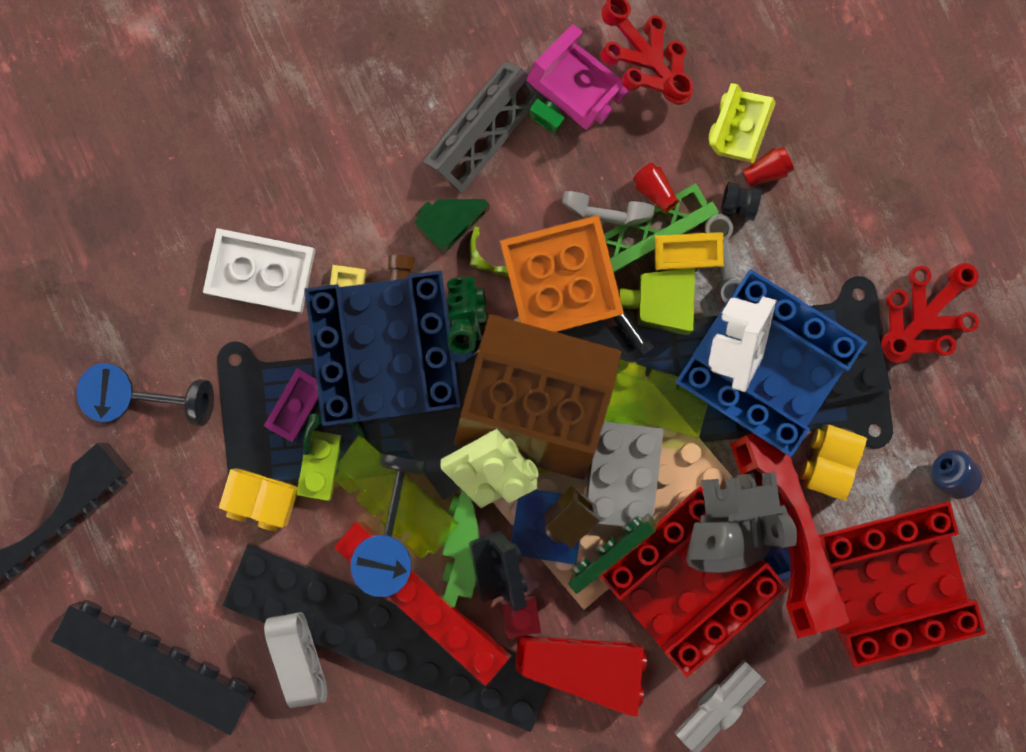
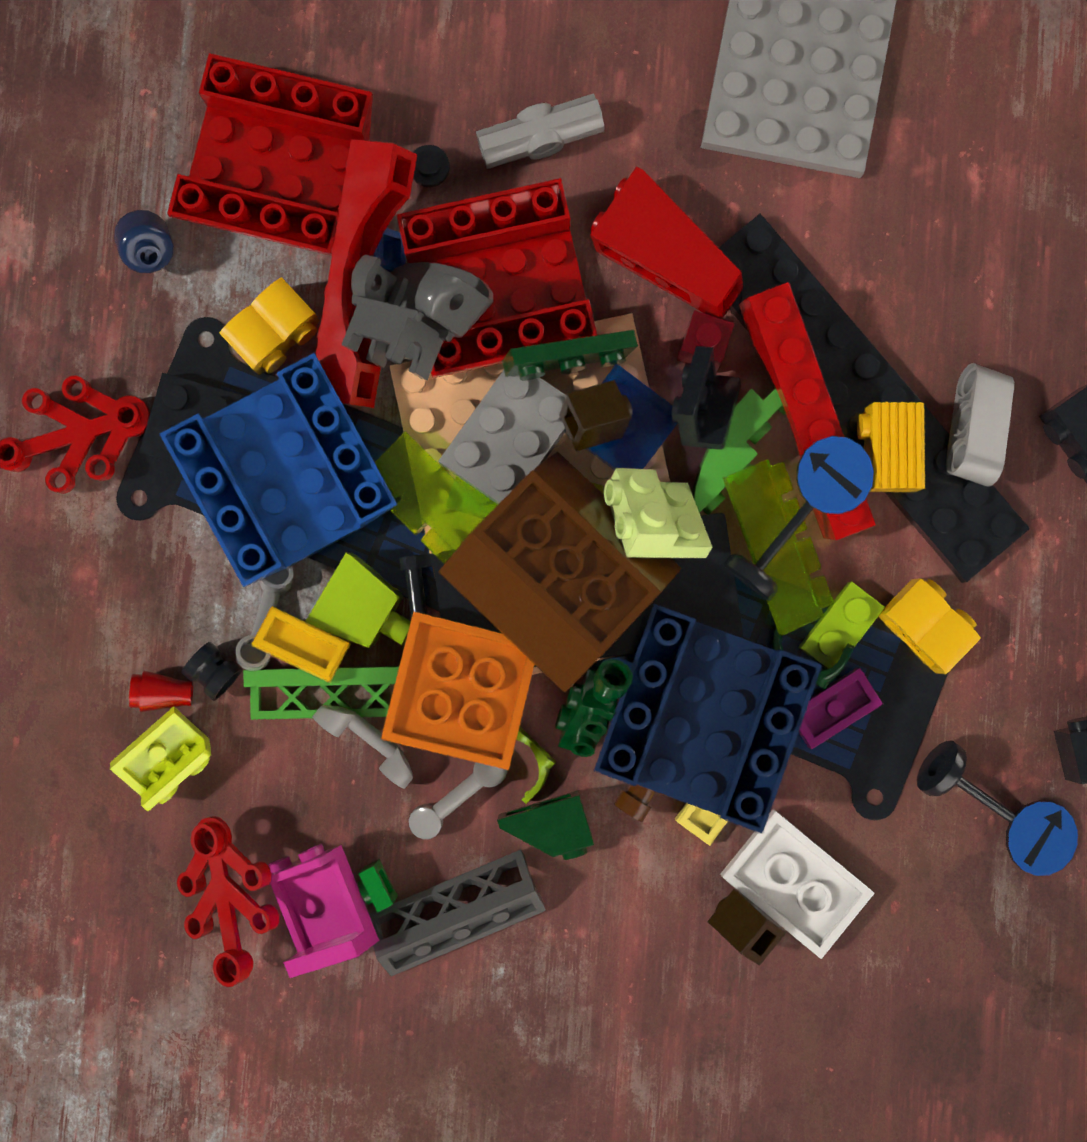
camera: 150 degrees left, 0 degrees up
(279, 222) = (746, 927): none -> dark brown brick
(349, 611) = (895, 445): none -> yellow brick
(536, 180) = (428, 819): none -> light grey bar
(655, 186) = (298, 738): red cone -> none
(751, 325) = (310, 489): white panel -> none
(784, 639) = (431, 166): none -> black plate

